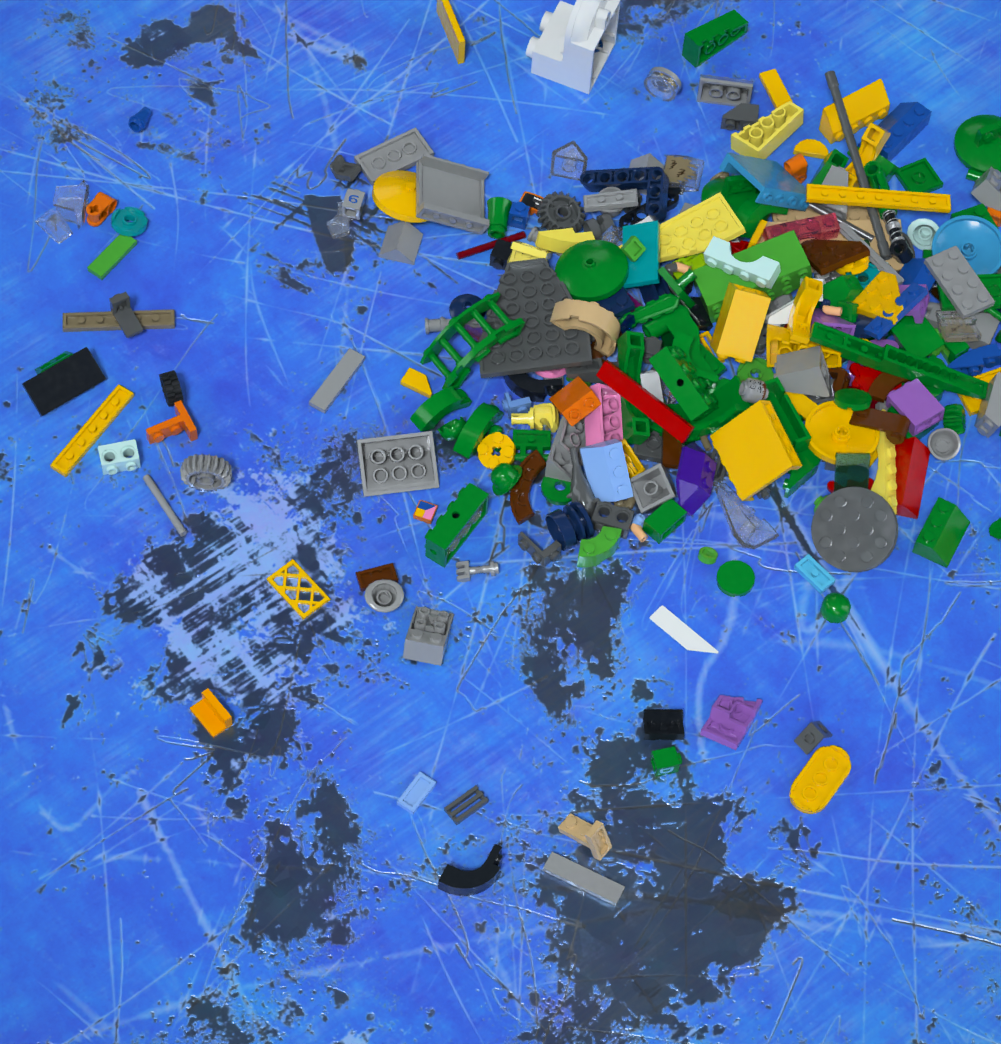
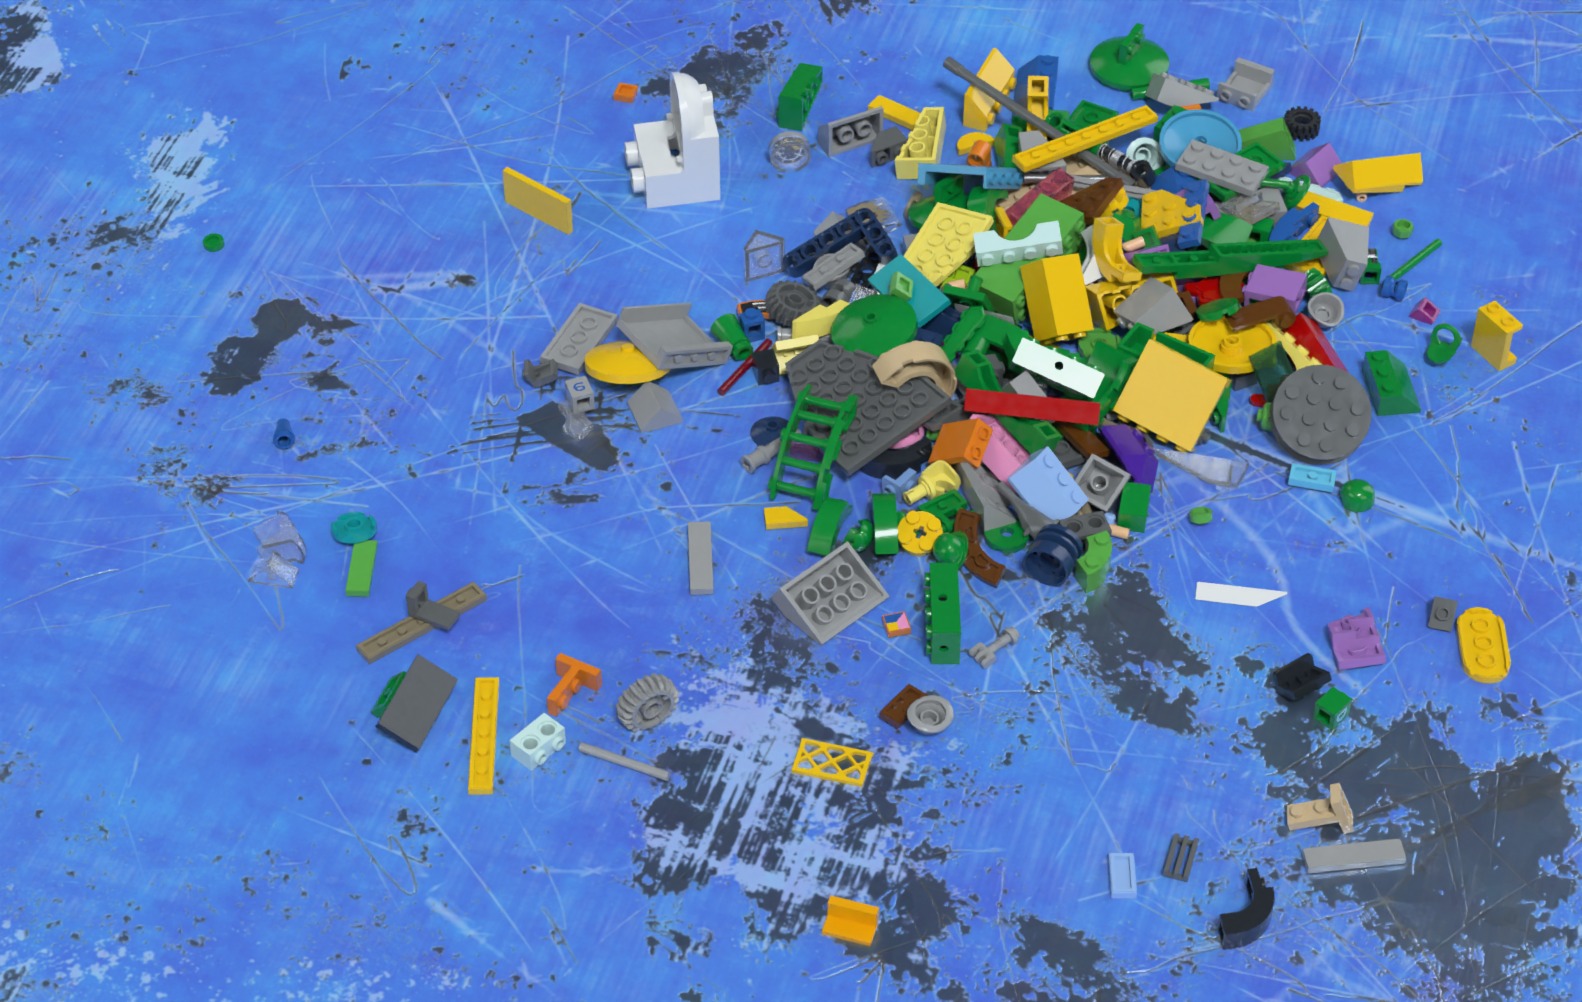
camera: 30 degrees left, 15 degrees down
(100, 209) = (312, 531): orange piece -> none
(171, 387) = (539, 648): black tyre -> none
(428, 635) = (1004, 729): light grey slope -> none
(543, 557) = (1038, 598): dark grey bracket -> none
(627, 323) = (950, 353): clear blue tile -> none
(735, 578) = (1244, 521): green tile -> none
(753, 390) = (1131, 339): light grey head -> none

